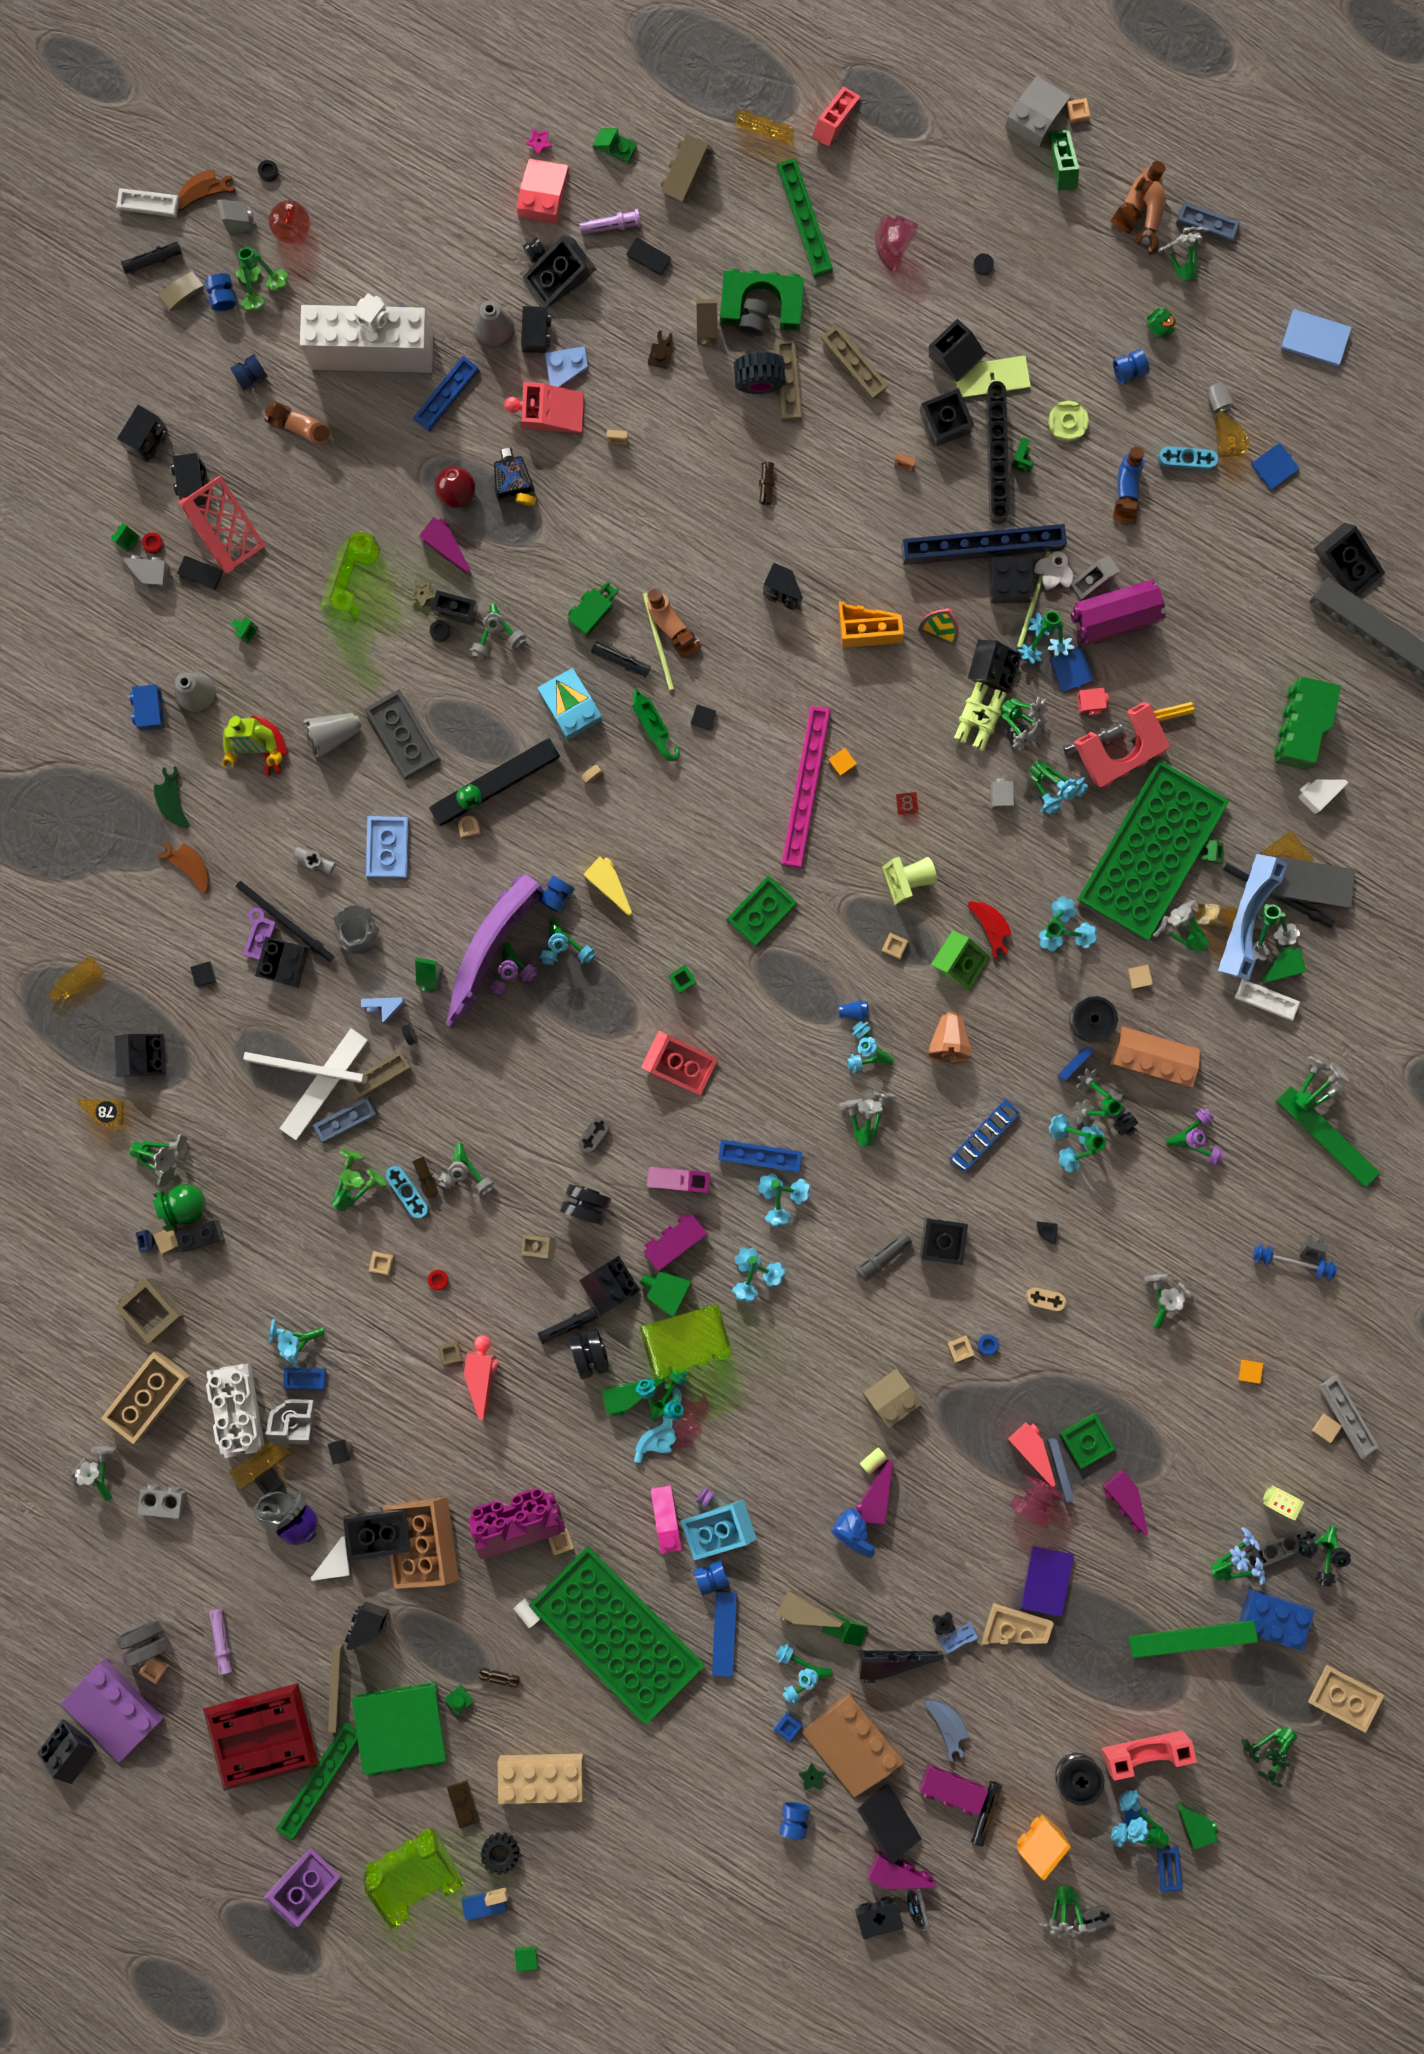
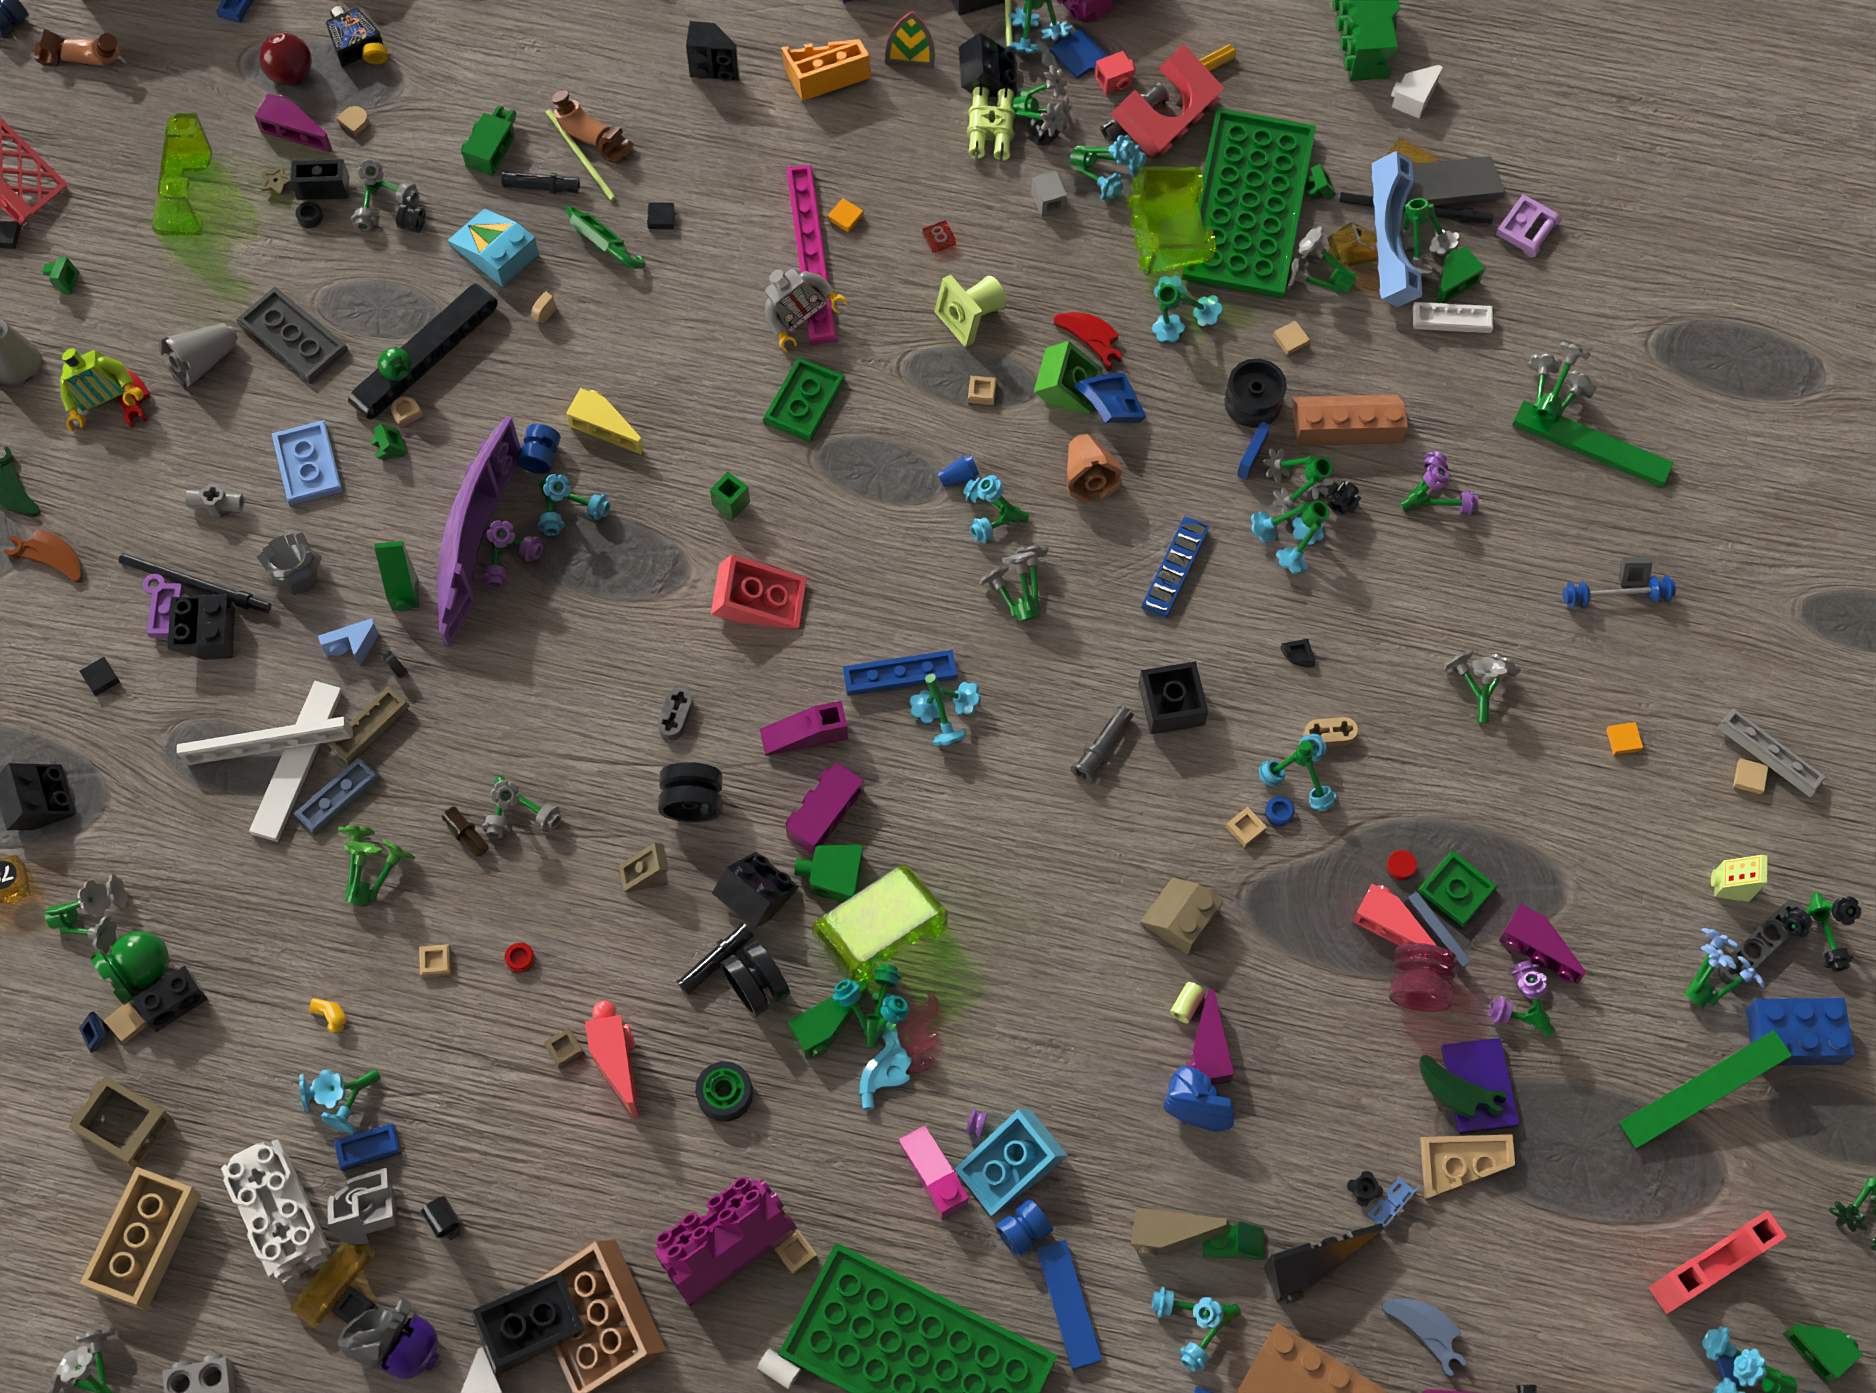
camera: 20 degrees left, 20 degrees down
(304, 1277) = (332, 1012): none -> yellow arm
(411, 1207) = (465, 864): medium azure beam -> none
(450, 851) = (389, 442): none -> green tile
(494, 554) = (353, 119): none -> tan tile
(514, 661) = (410, 217): none -> black wheel
(542, 1431) = (719, 1075): none -> wheel
(748, 1261) = (929, 805): medium azure plant -> none
(779, 832) = (794, 299): none -> light grey torso
(986, 989) = (1113, 398): none -> blue plate
(1026, 1310) = (1308, 750): none -> medium azure plant
(1027, 1583) = (1456, 1092): none -> dark green piece
(1056, 1411) = (1401, 865): none -> red tile
(1078, 1791) = (1655, 1332): black wheel -> none
(1083, 853) = (1169, 219): none -> clear neon green windscreen
(1103, 1538) = (1533, 987): none -> medium lavender plant
(1355, 933) = (1522, 219): none -> lavender plate

